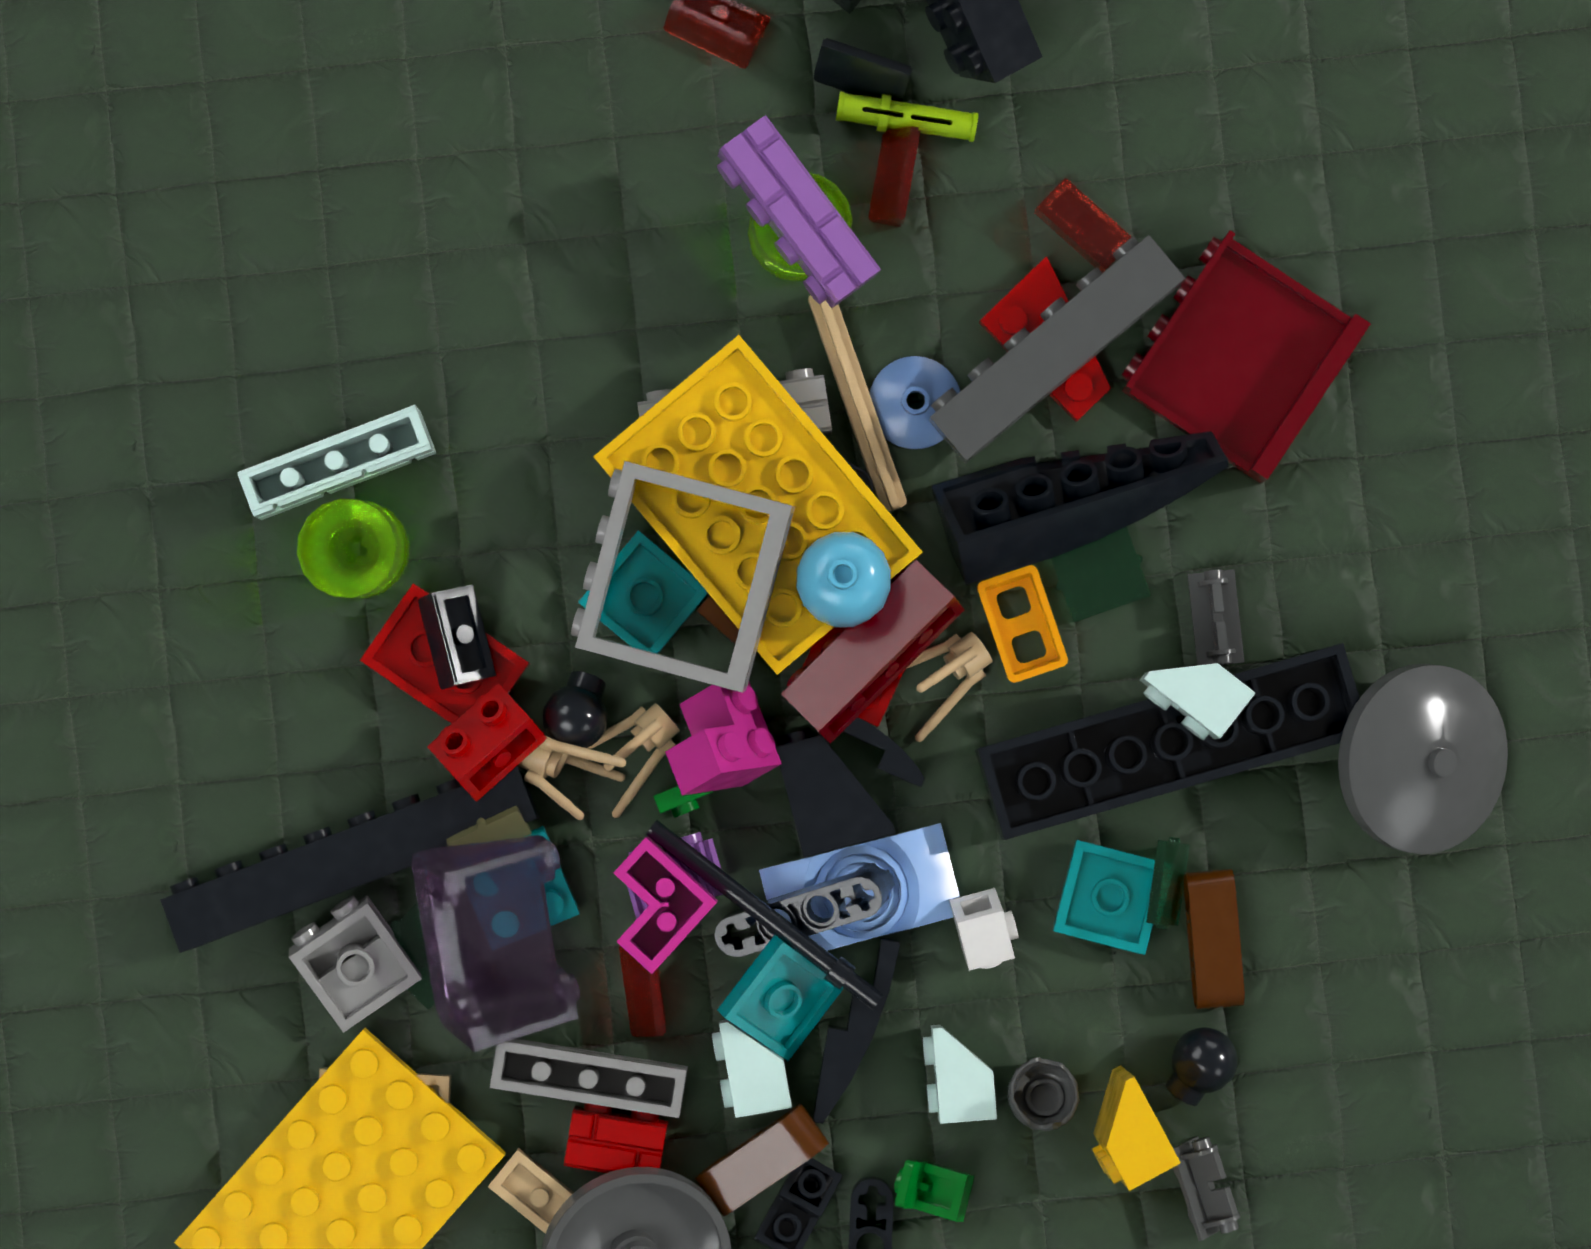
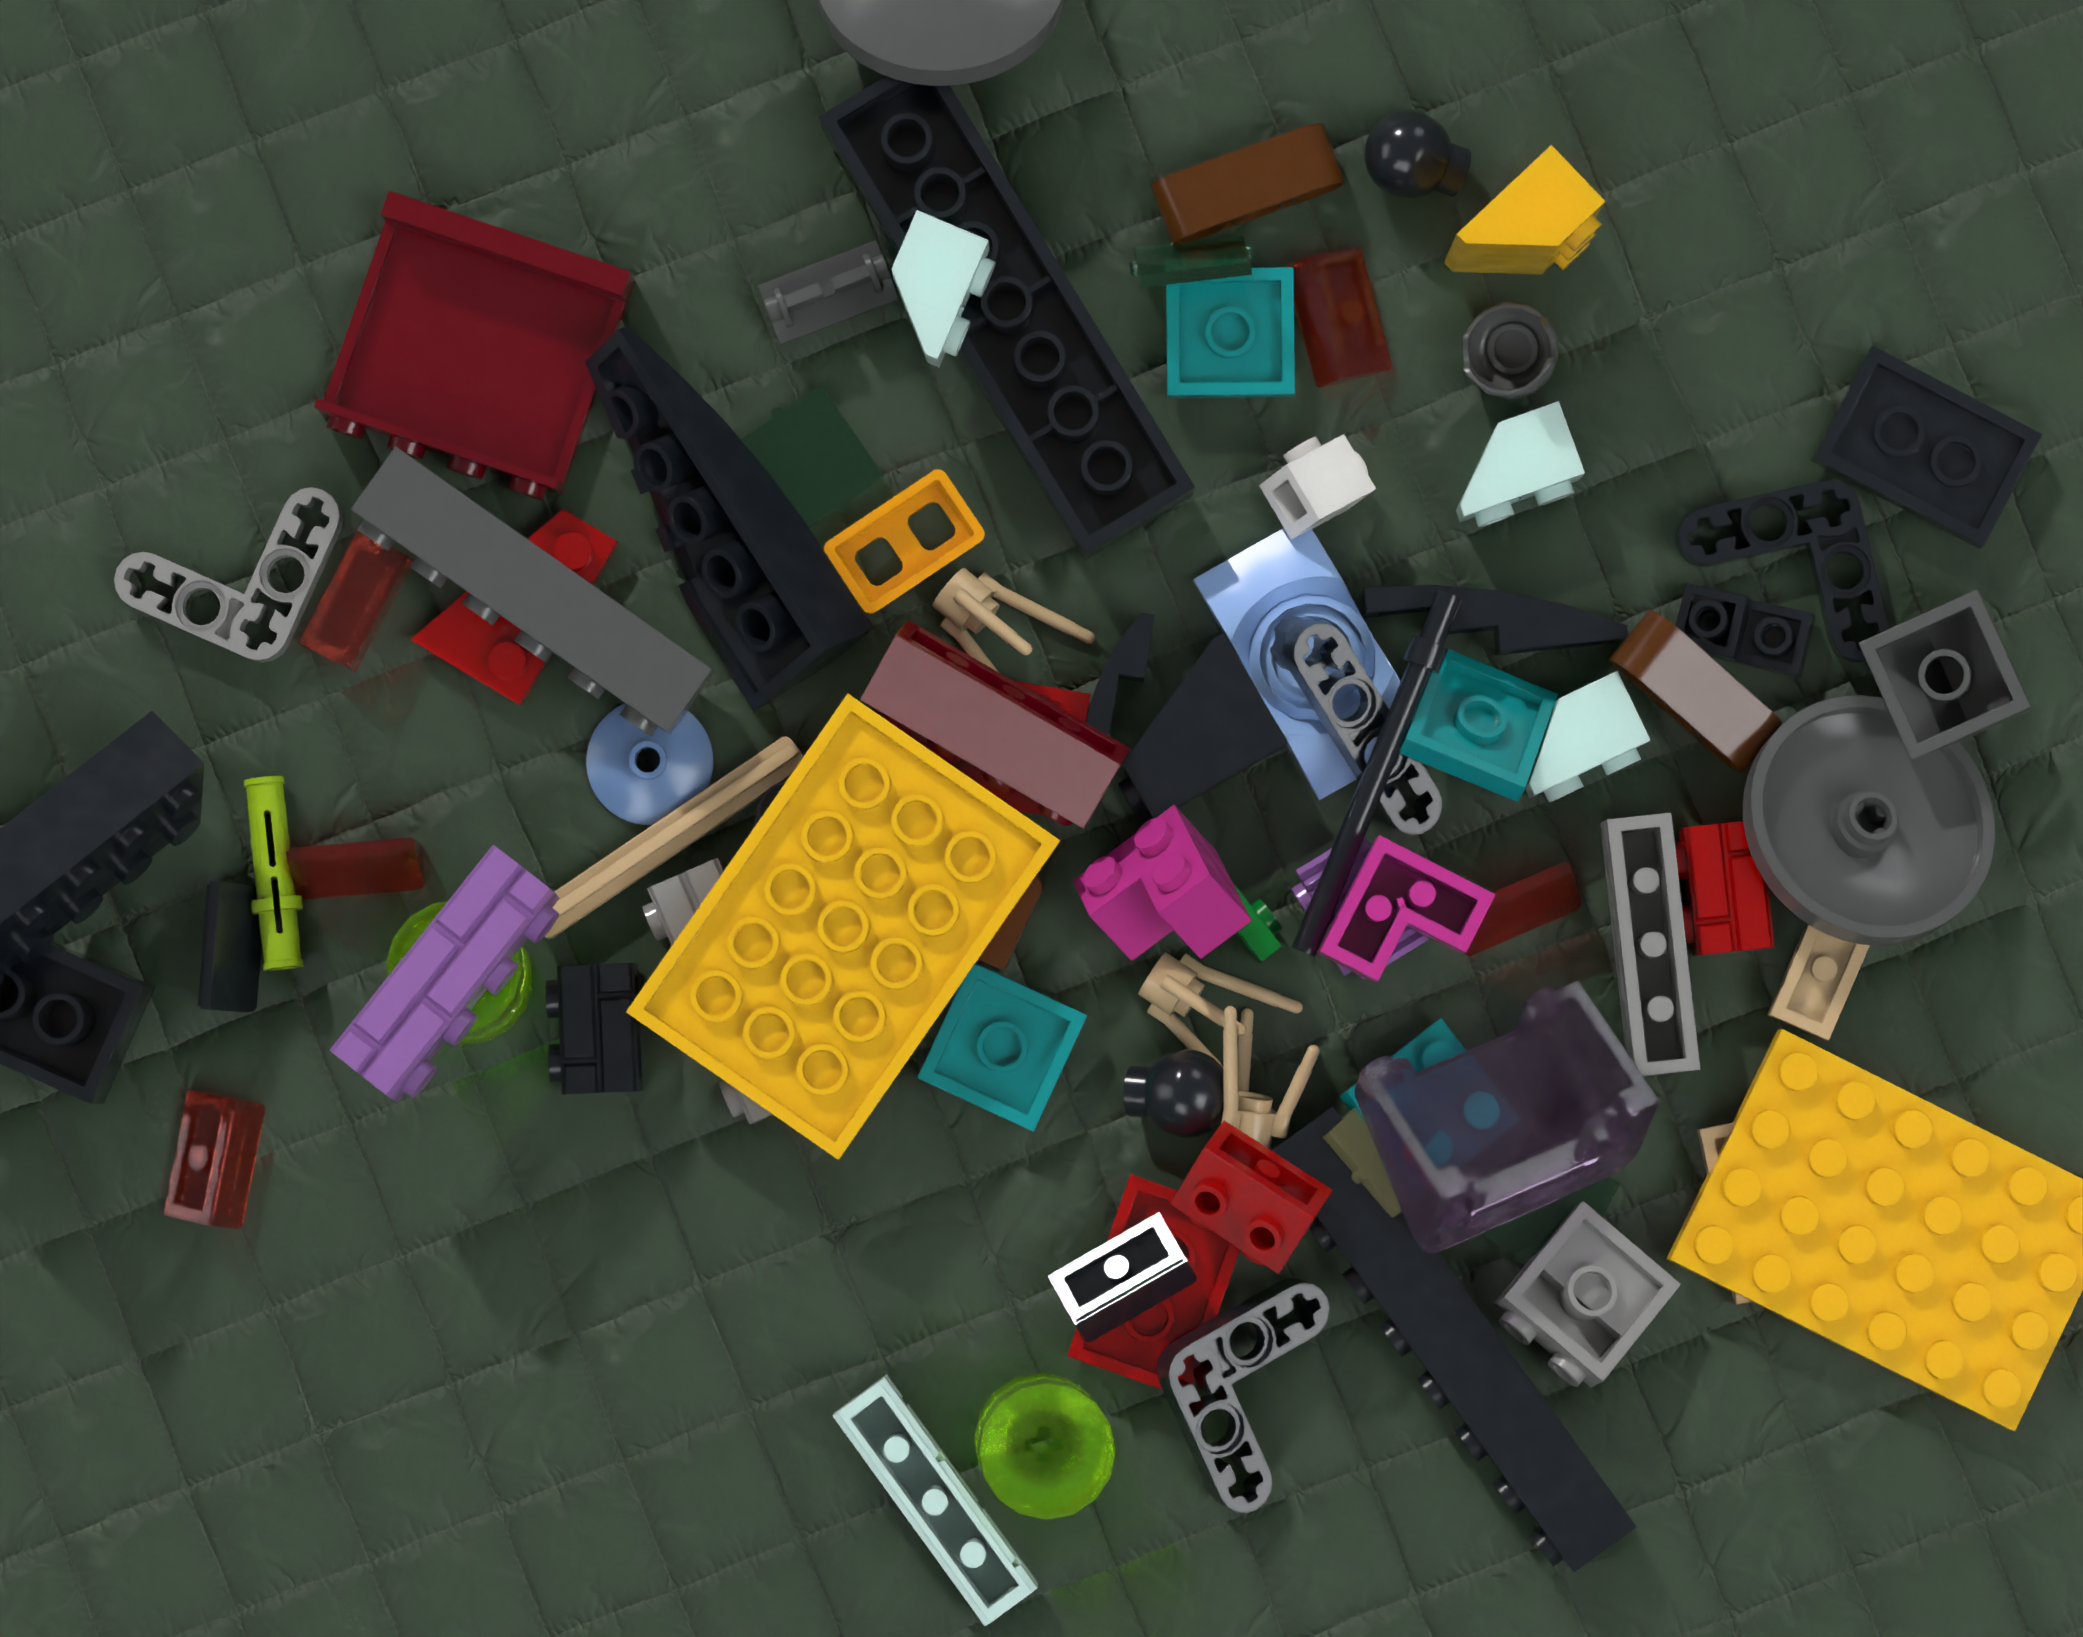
camera: 95 degrees left, 0 degrees up
(373, 689) = (1222, 1368): none -> beam
(599, 576) = (992, 1106): light grey window -> none
(724, 310) = (597, 1036): none -> black brick
(843, 579) = (912, 786): medium azure cylinder -> none
(933, 1189) = (1671, 459): green bracket -> none
(1100, 978) = (1339, 317): none -> clear red slope
(1102, 141) = (236, 607): none -> light grey beam
(1208, 1207) = (1596, 100): dark grey hinge -> none

